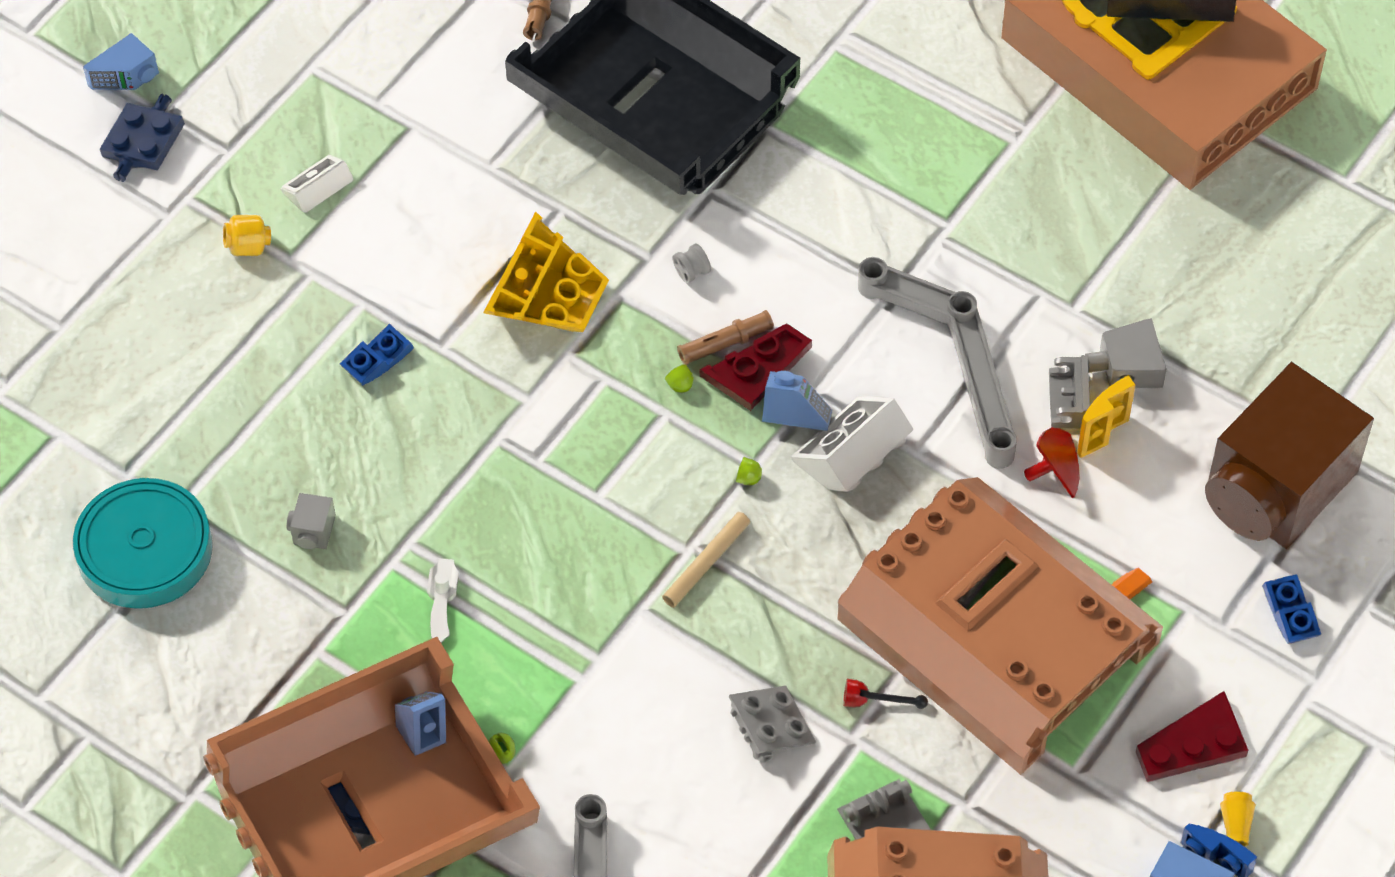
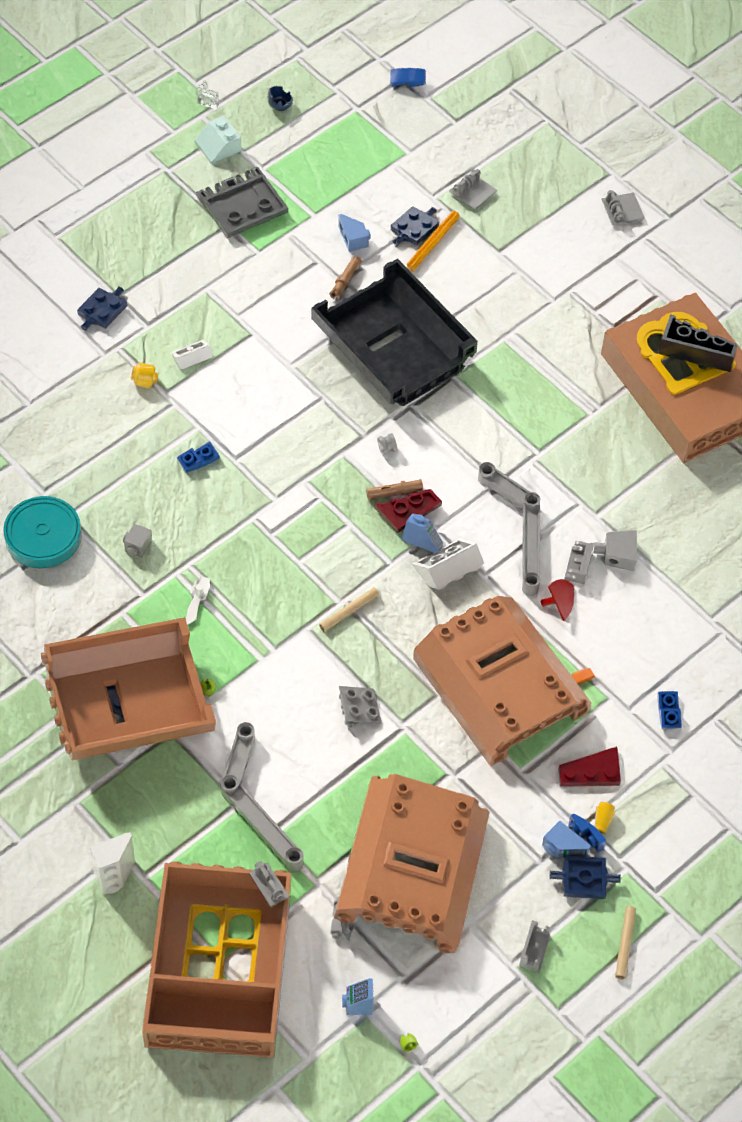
camera: 10 degrees right, 0 degrees up
(122, 66) = (101, 266): medium blue slope -> none
(422, 721) = (166, 662): medium blue slope -> none
(547, 282) = (303, 437): yellow wedge -> none
(680, 379) = (362, 506): lime hinge -> none
(749, 472) = (386, 566): lime hinge -> none
(857, 694) = (411, 702): hinge -> none
(884, 807) = (408, 766): light grey hinge -> none
(1104, 414) = (593, 578): yellow slope -> none
(1286, 457) = (688, 624): reddish brown container -> none

